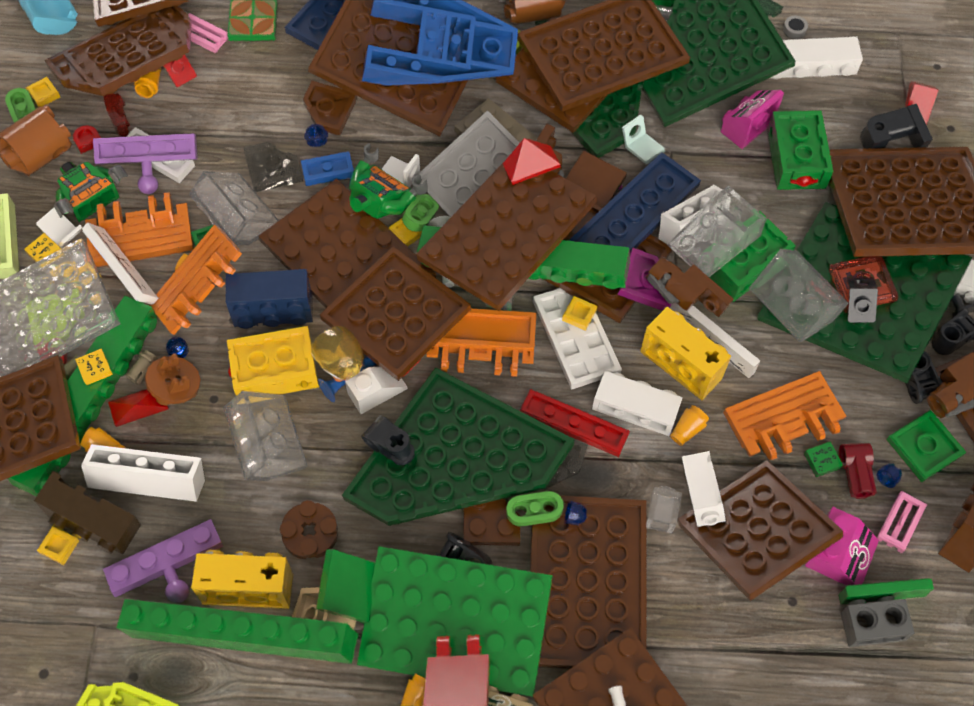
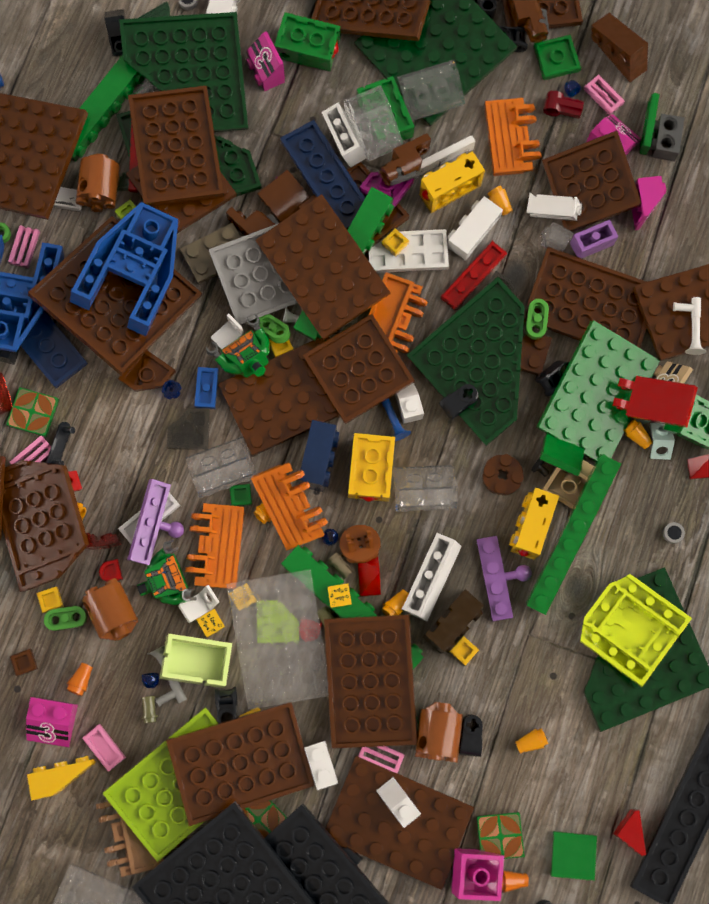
camera: 75 degrees left, 15 degrees up
(120, 264) = (251, 562): white tile -> none
(219, 51) = (59, 443): none -> black piece
(338, 353) = (389, 414): clear yellow piece -> none
(530, 160) = (277, 231): slope -> none
(575, 513) = (547, 294): clear blue hinge -> none
(640, 143) = (262, 149): light aqua bracket -> none
(678, 556) = (593, 239): none -> medium lavender brick
(765, 611) = (651, 192): none -> dark pink slope
(823, 459) = (548, 125): green tile -> none
(862, 300) = (454, 49): bracket -> none
(864, 267) = (436, 44): clear red tile -> none

